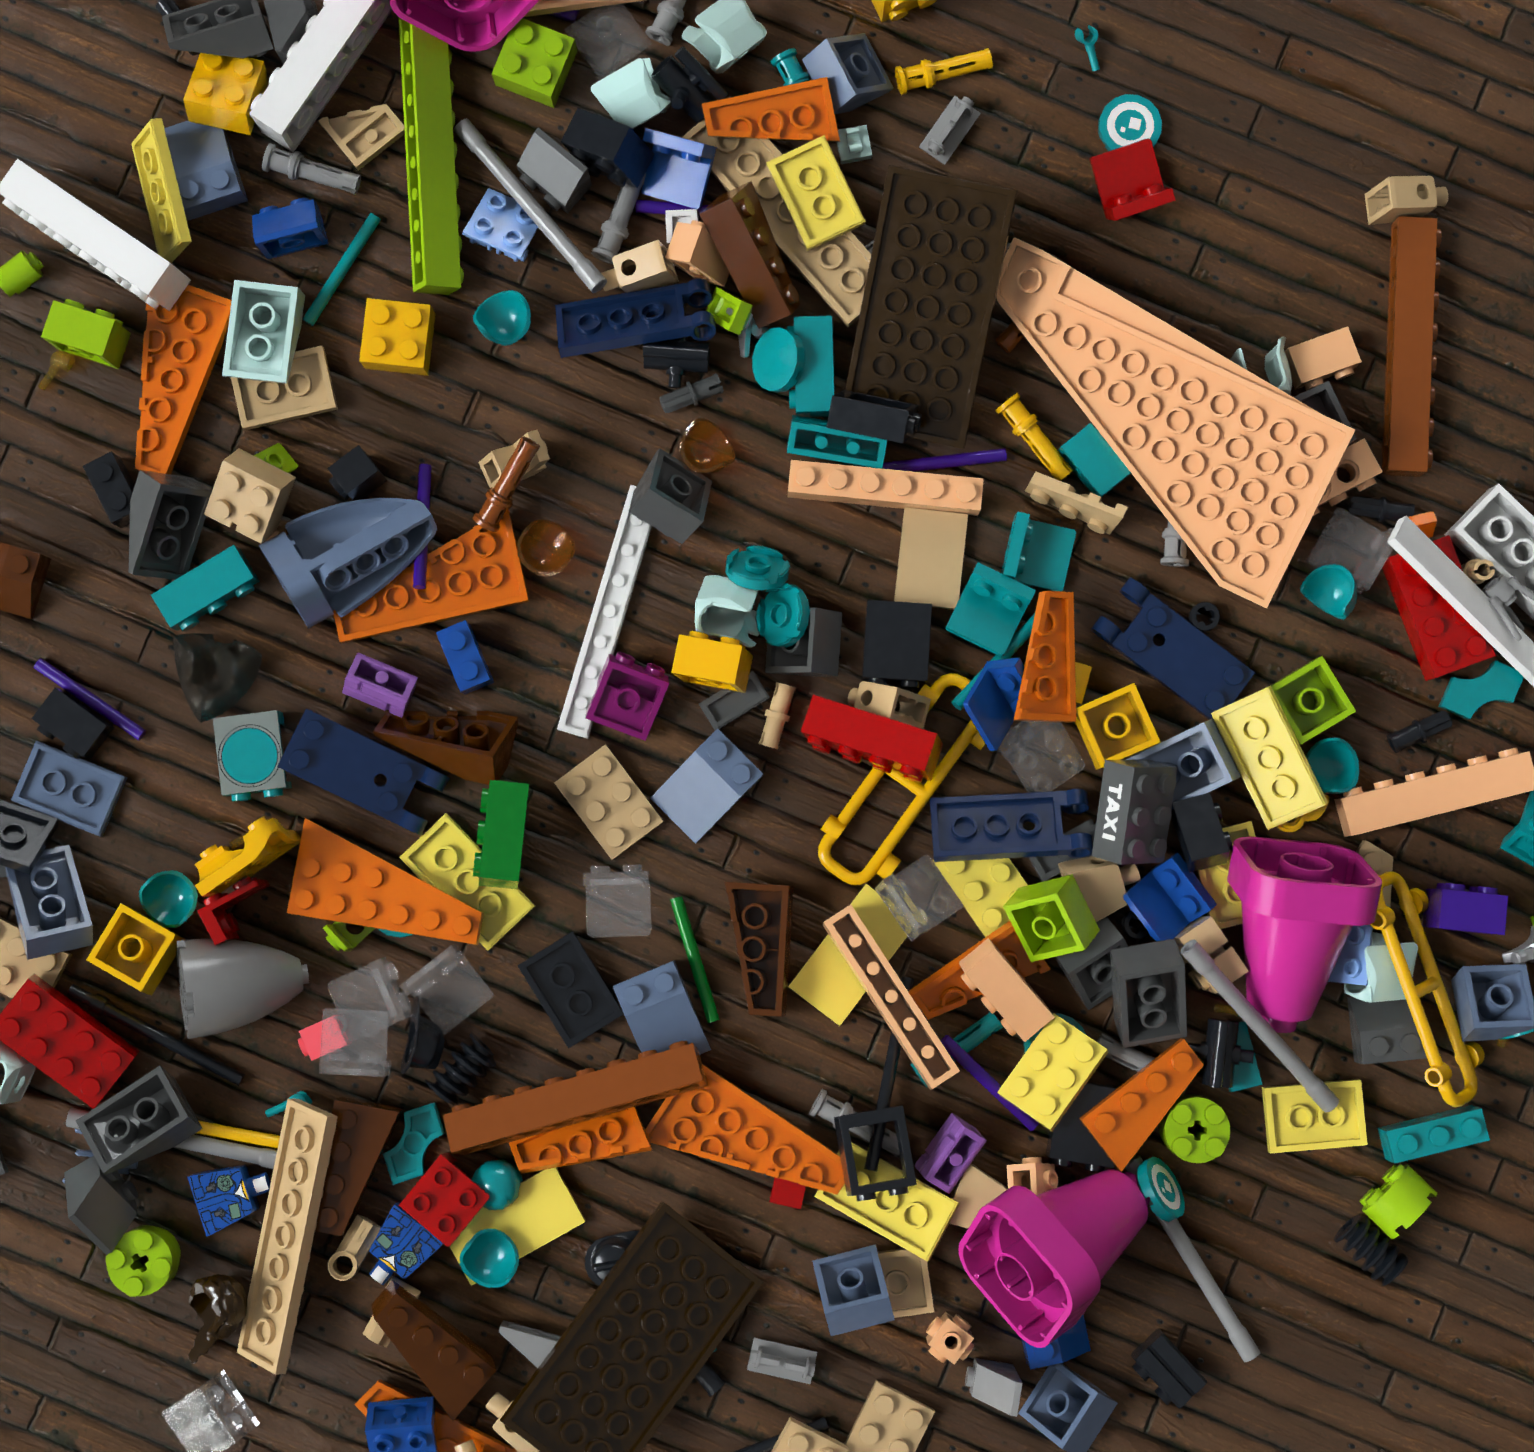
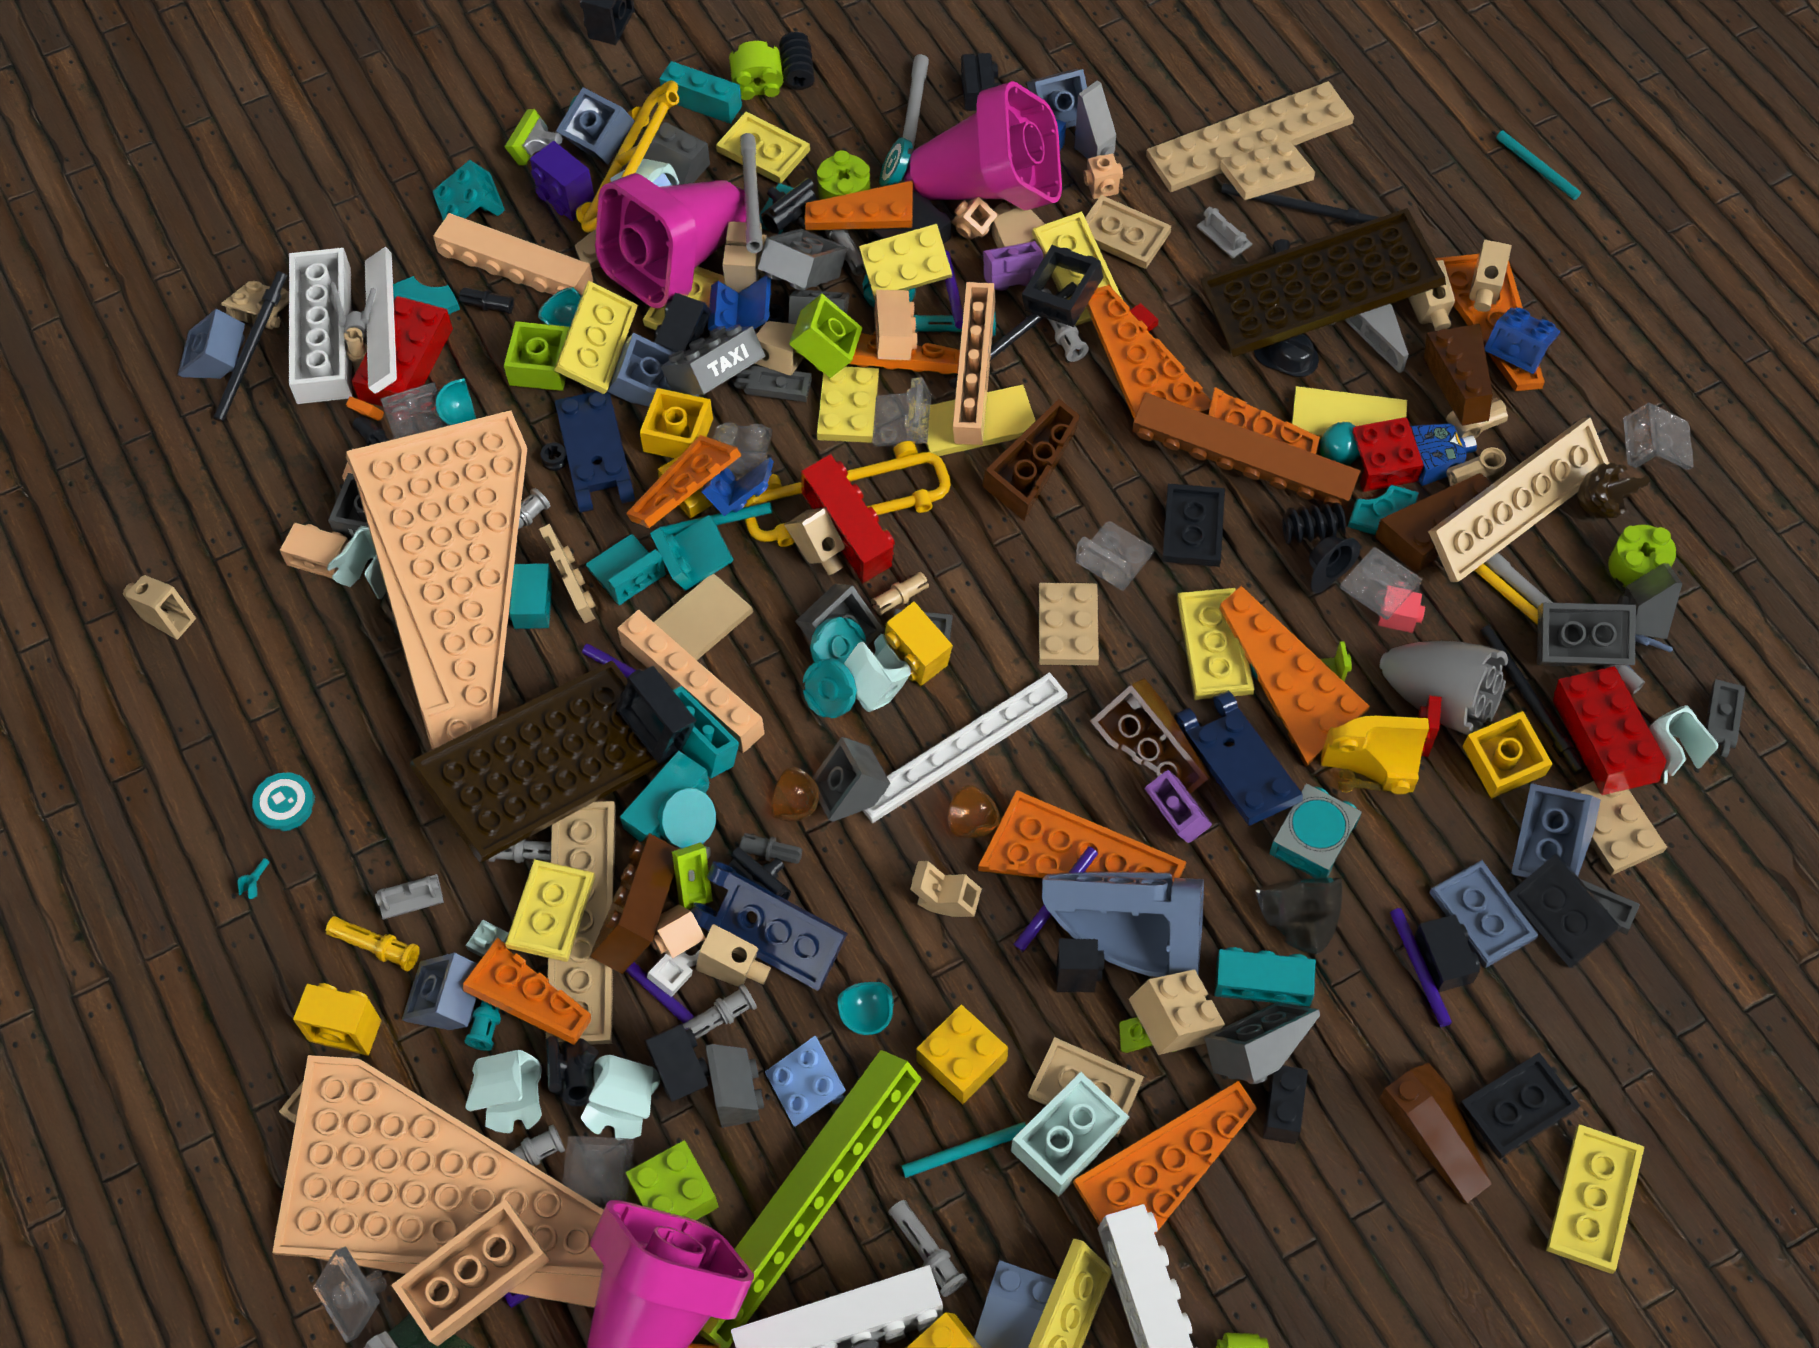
camera: 140 degrees left, 25 degrees down
(58, 360) = (1257, 1251): clear yellow hand -> none
(86, 333) = (1220, 1242): lime brick -> none
(168, 898) = (1454, 773): teal helmet -> none
(226, 1195) = (1549, 560): blue torso -> none
(281, 1107) = (1452, 589): teal hand -> none
(289, 228) = (982, 1205): blue slope -> none
(364, 133) = (857, 1244): tan wing -> none
(372, 989) = (1343, 616): clear bracket -> none
(448, 988) = (1284, 583): clear bracket -> none
(464, 657) = (1097, 783): blue brick -> none
(490, 1258) = (1380, 396): teal helmet -> none
(500, 497) = (978, 863): dark orange pin -> none
(501, 834) = (1164, 636): green brick -> none
(582, 266) = (773, 1077): light grey piece -> none
(628, 695) = (995, 674): magenta plate -> none
(660, 1010) = (1139, 473): sand blue slope -> none
(678, 169) = (633, 1013): bracket -> none
(694, 959) = (1089, 489): green bar -> none
(706, 786) = (986, 582): slope -> none
(853, 1290) = (1143, 230): sand blue slope -> none
(896, 643) = (775, 579): black brick -> none
(993, 826) = (816, 422): dark blue hinge -> none
(1025, 425) = (555, 652): yellow pin -> none
(1129, 180) = (325, 753): red bracket -> none
(1409, 346) = (253, 516): dark orange brick -> none

